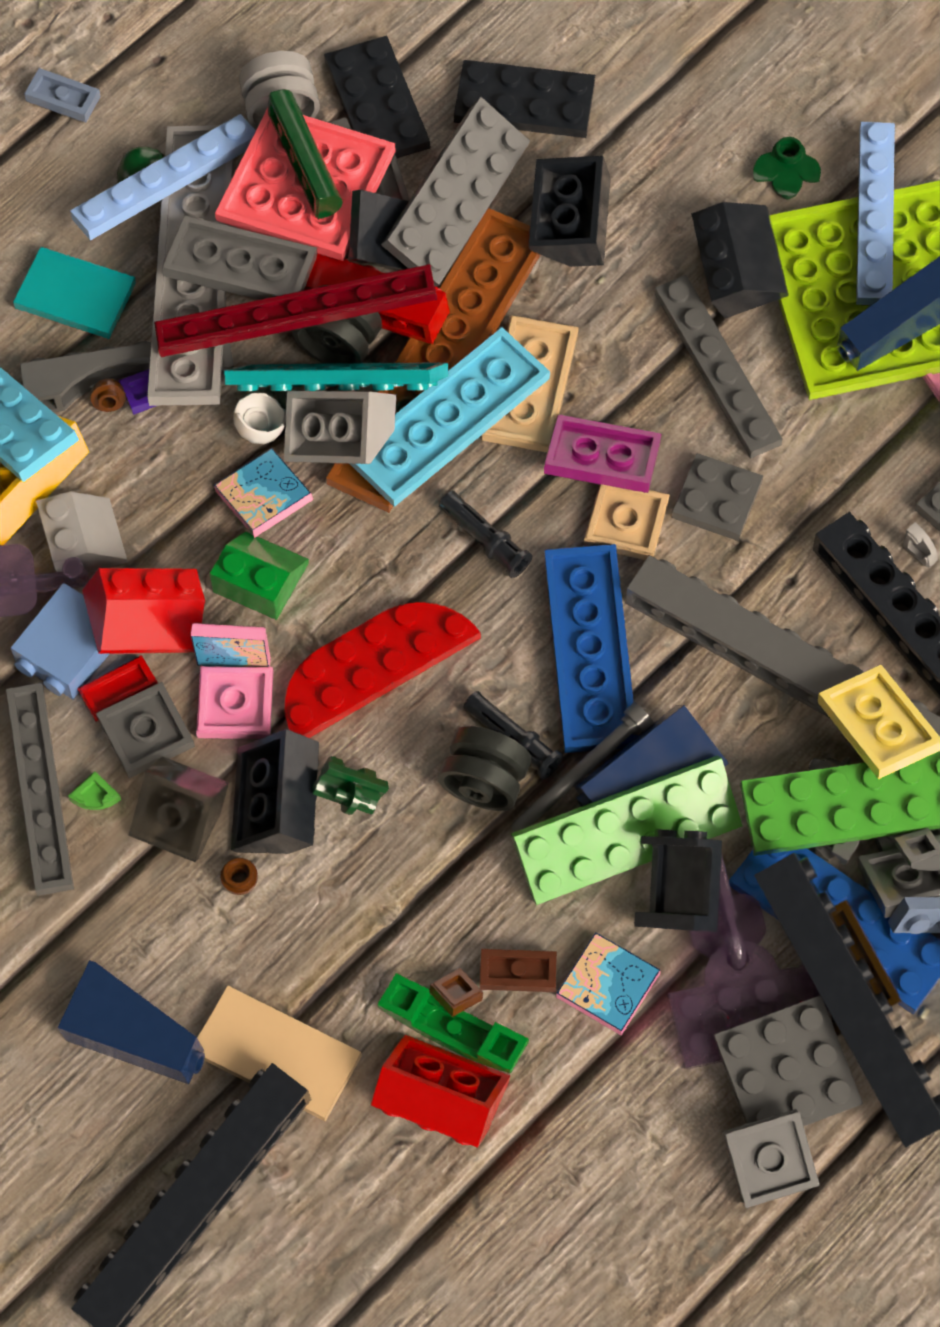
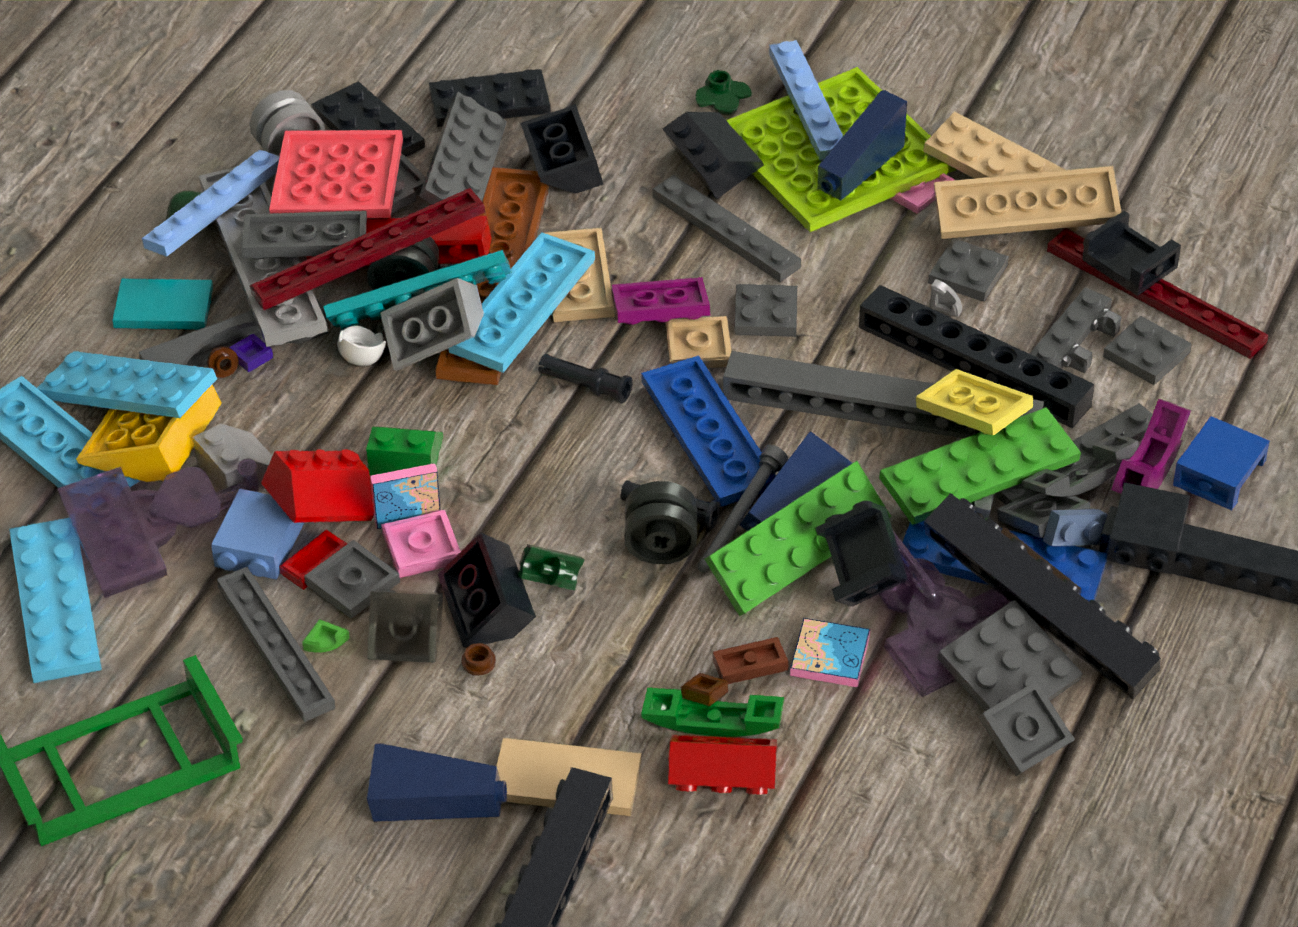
camera: 20 degrees left, 20 degrees down
(62, 95) = (99, 177): sand blue plate -> none
(263, 492) = (384, 395): tile -> none
(303, 154) = (330, 150): dark green brick -> none
(370, 223) = (405, 185): black tile -> none
(372, 662) = (531, 483): red plate -> none

